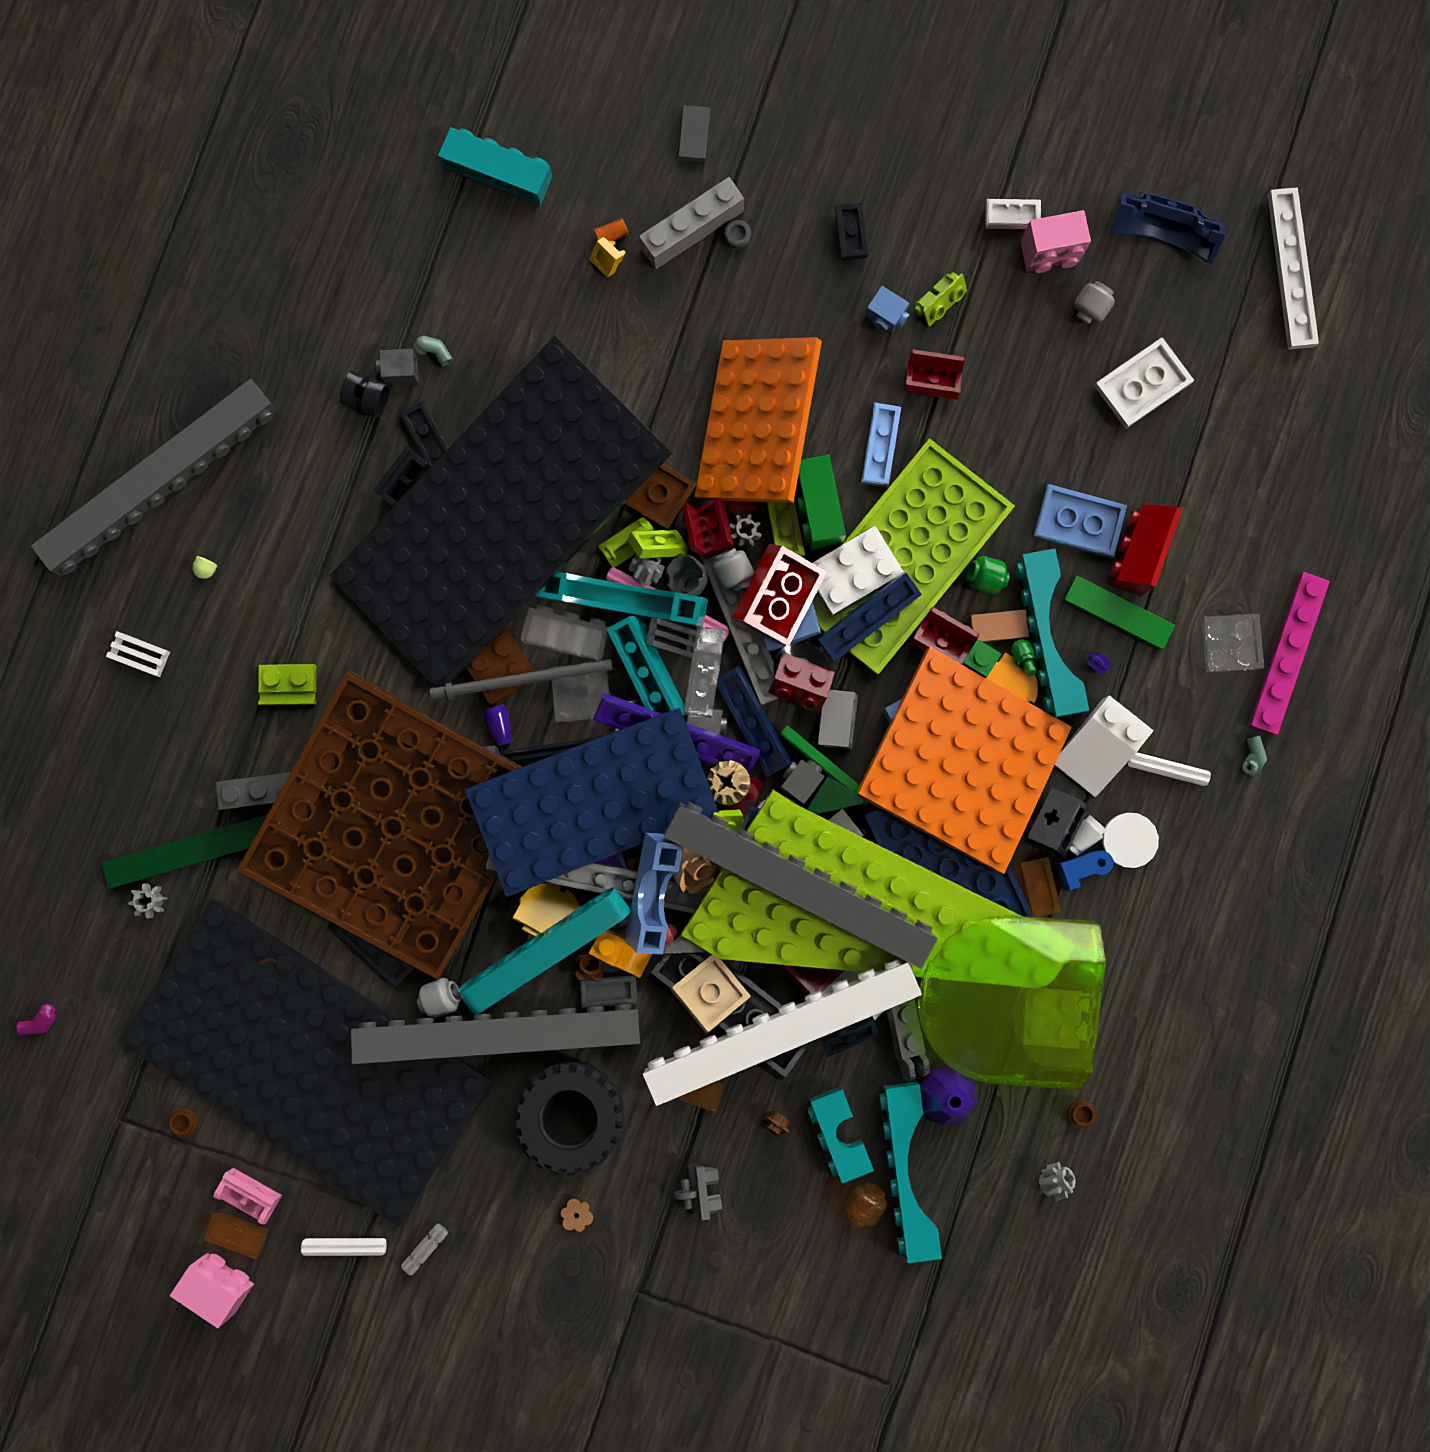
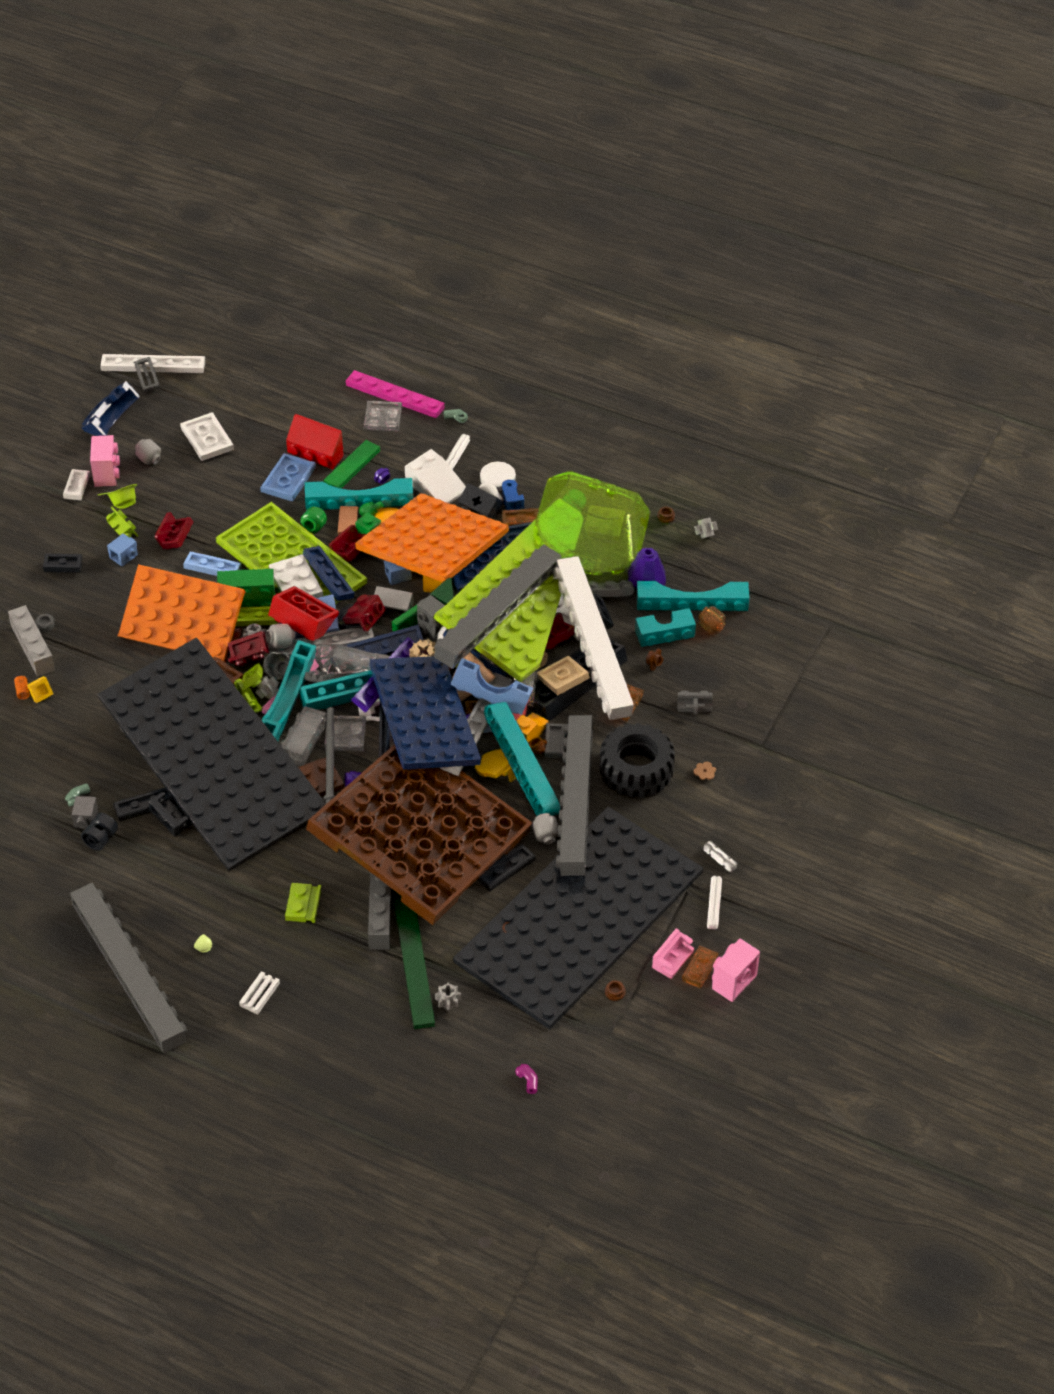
camera: 85 degrees left, 35 degrees down
(996, 281) = (123, 497): none -> lime piece
(1246, 285) = (150, 386): none -> dark grey tile

